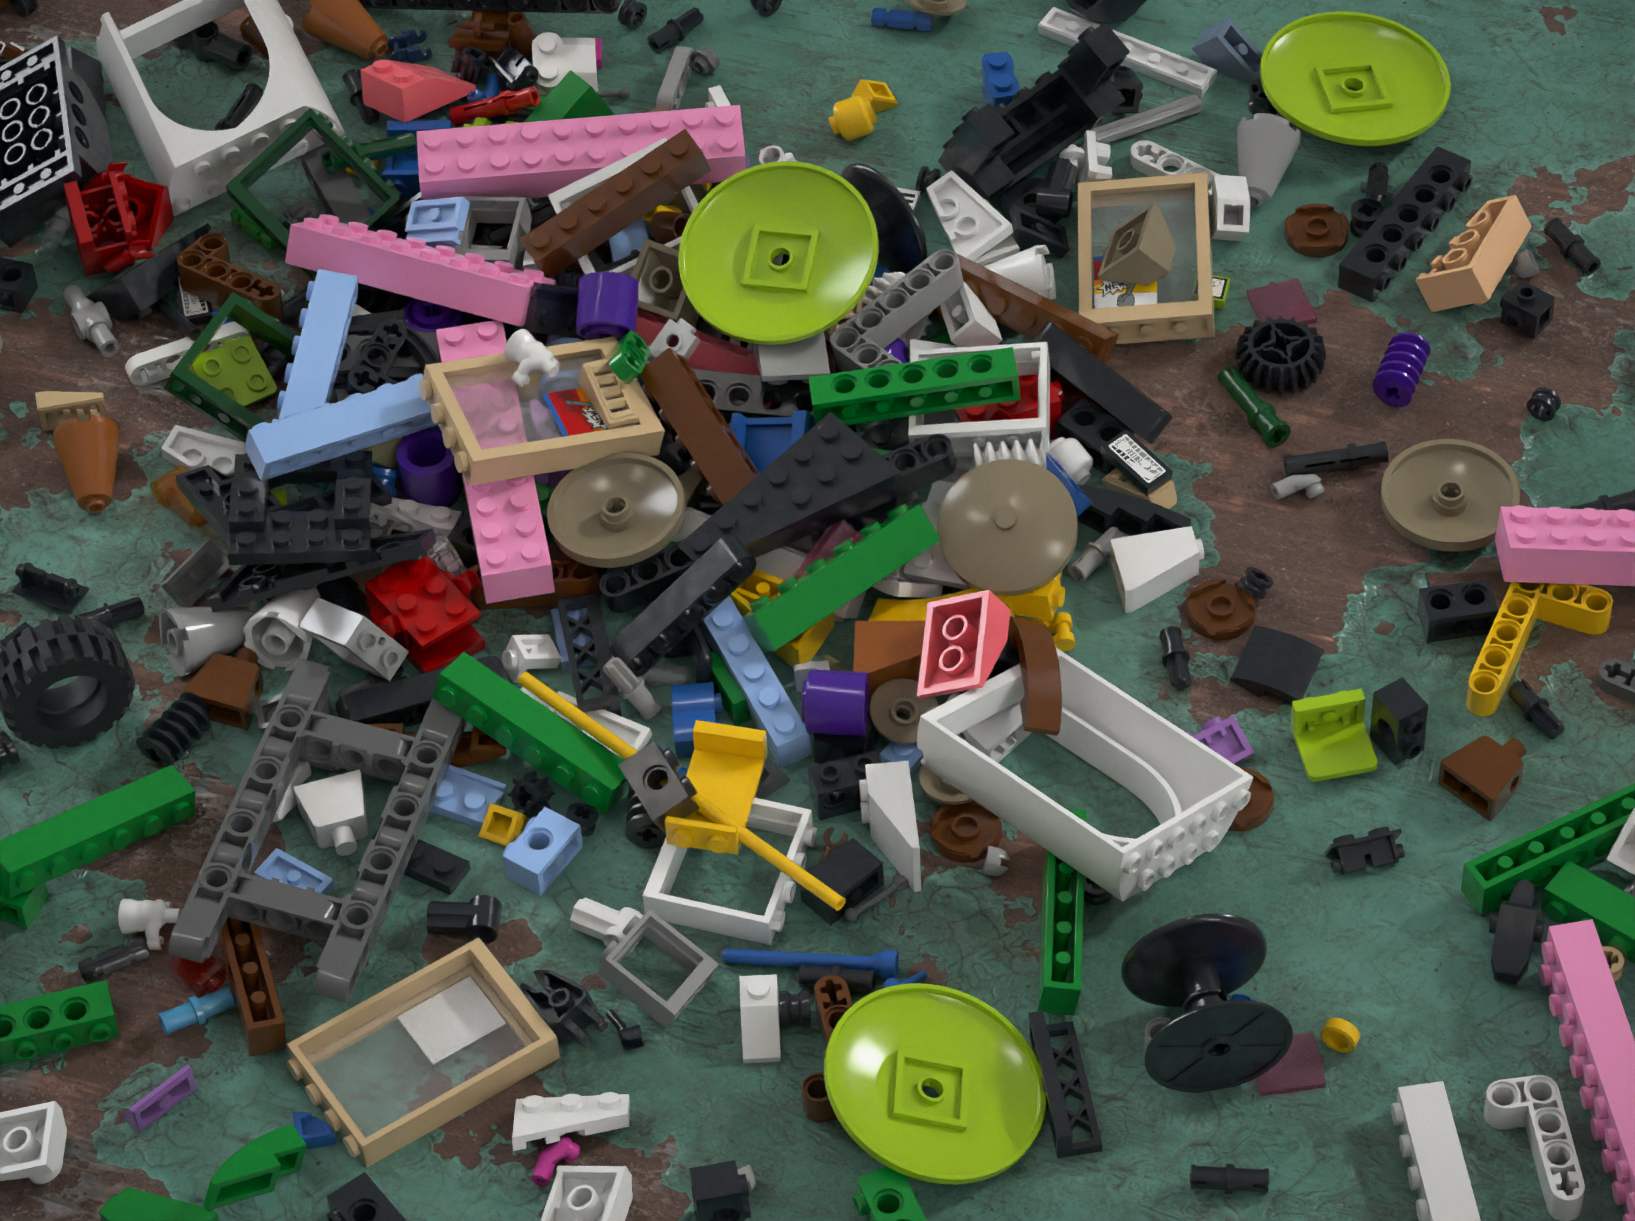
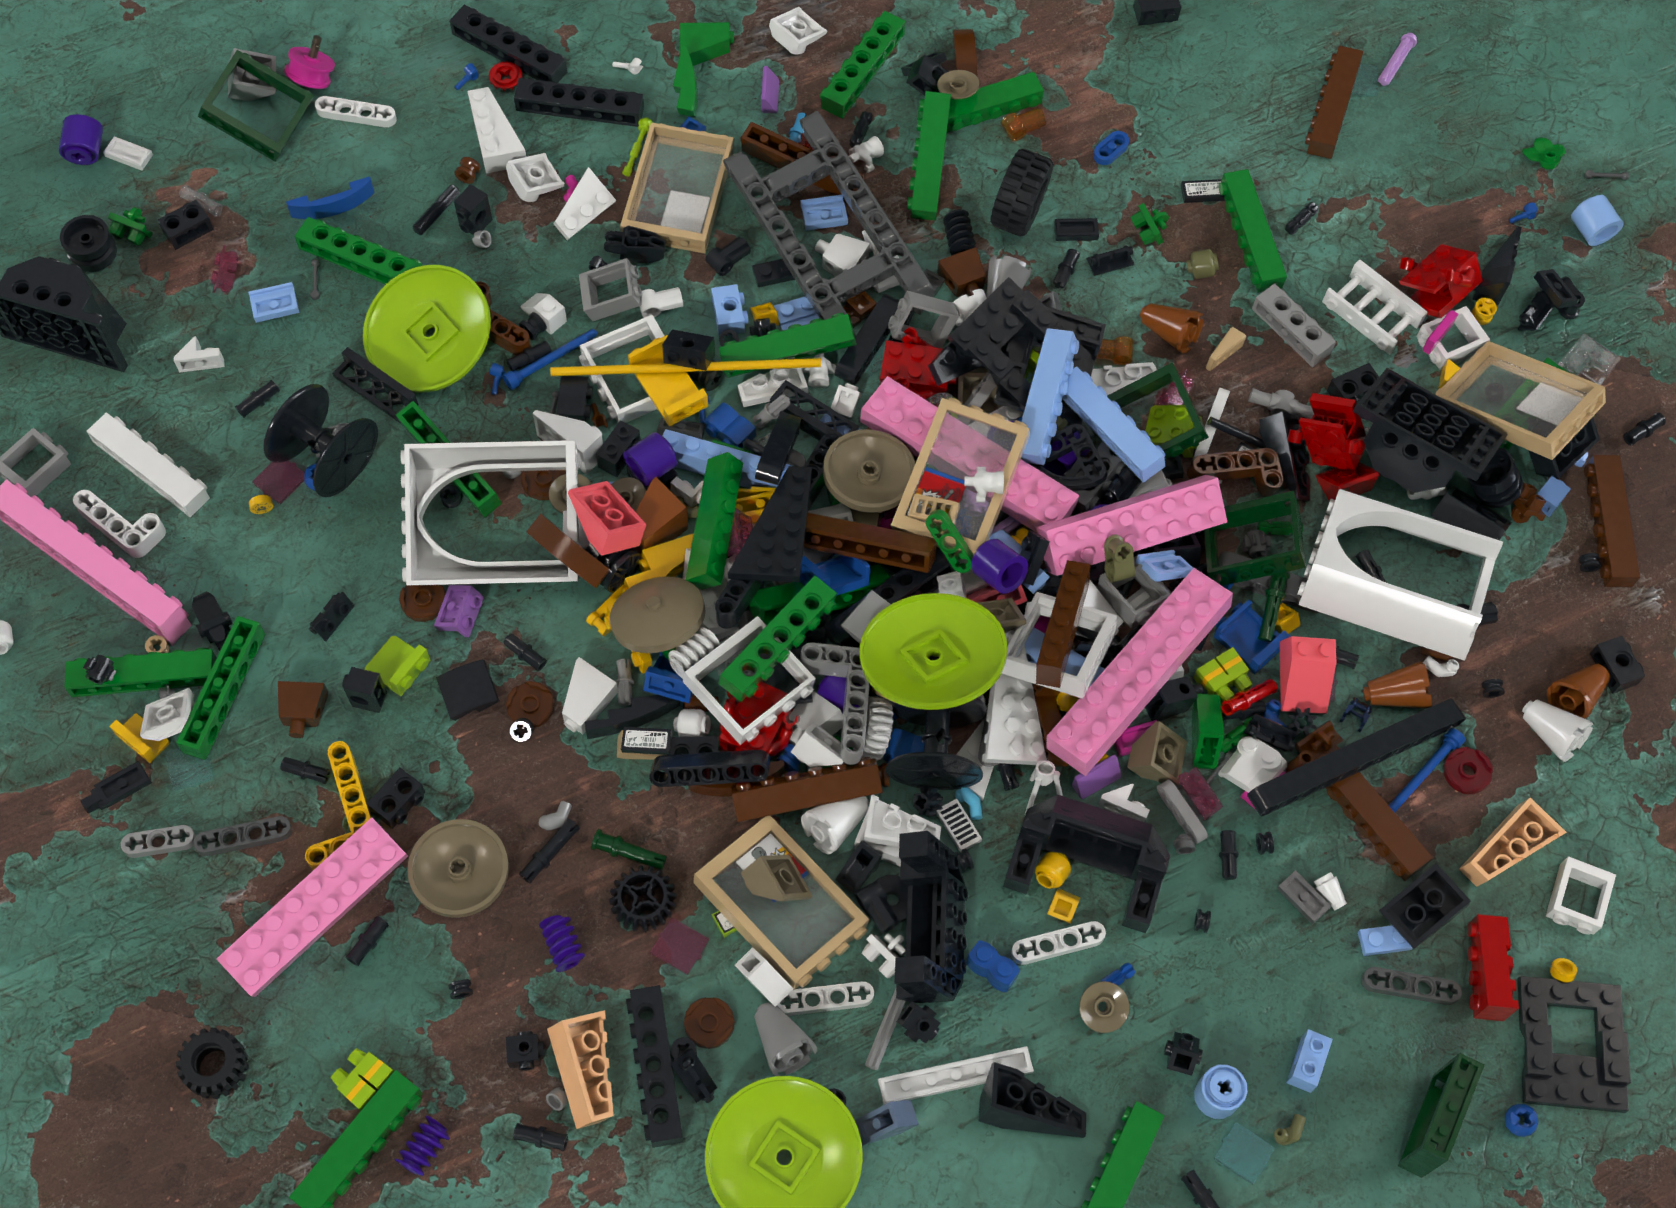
camera: 130 degrees right, 15 degrees up
(167, 413) = (1170, 396): none -> clear pink hinge
(409, 1155) = (644, 125): none -> lime piece
(483, 237) = (1118, 559): none -> olive piece
(640, 81) = (1200, 793): none -> clear pink hinge
(785, 114) = (1097, 840): none -> black wedge
(948, 87) = (1059, 946): none -> white beam

